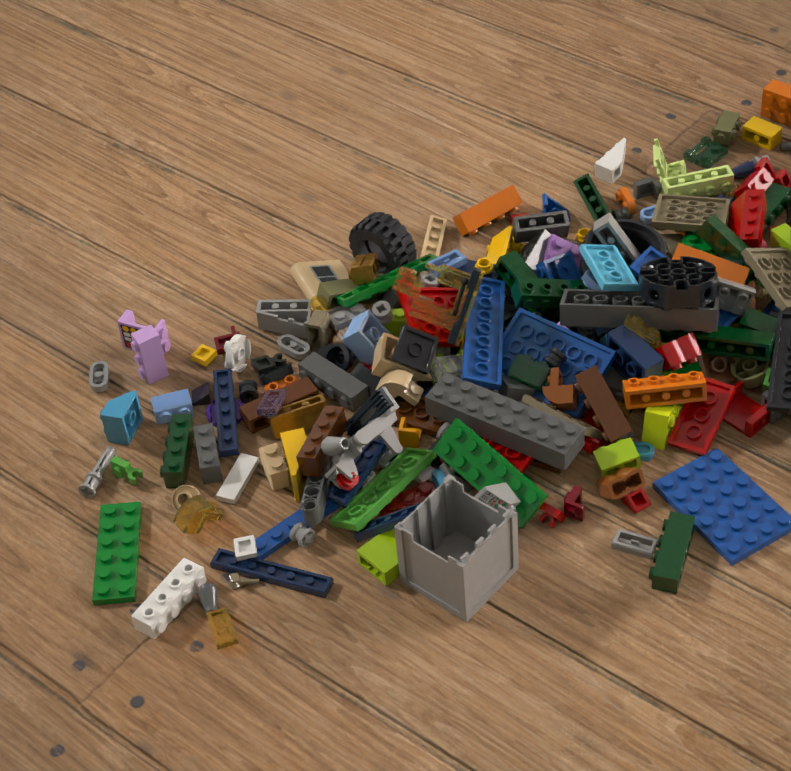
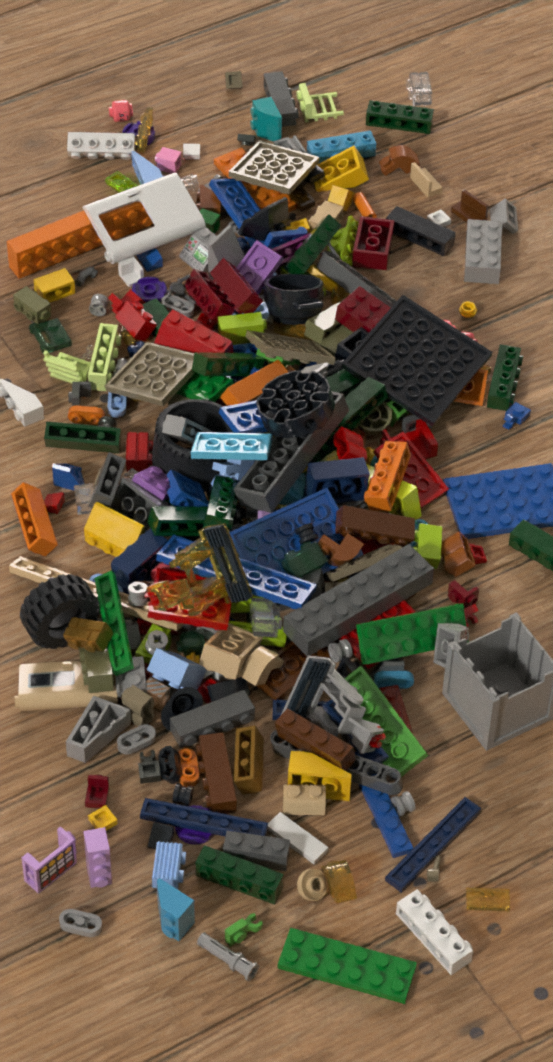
camera: 75 degrees left, 5 degrees up
(208, 596) = (447, 900): dark grey cone -> none
(236, 352) = (128, 785): white plate -> none
(245, 547) = (405, 850): white plate -> none
(271, 402) = (233, 770): plate -> none
(318, 303) = (111, 690): clear yellow plate -> none
(334, 445) = (345, 725): light grey cone -> none
(380, 557) = (459, 744): lime brick -> none
(383, 524) = (439, 720): dark blue tile -> none
(415, 349) = (240, 628): black plate -> none
(453, 259) = (127, 578): medium blue tile -> none
(464, 282) = (220, 577): black hinge -> none
(484, 264) = (149, 540): yellow plate -> none
(634, 546) = (525, 578): light grey tile -> none
(648, 333) = (321, 456): clear yellow plate -> none
(743, 170) = (98, 316): dark blue cone -> none

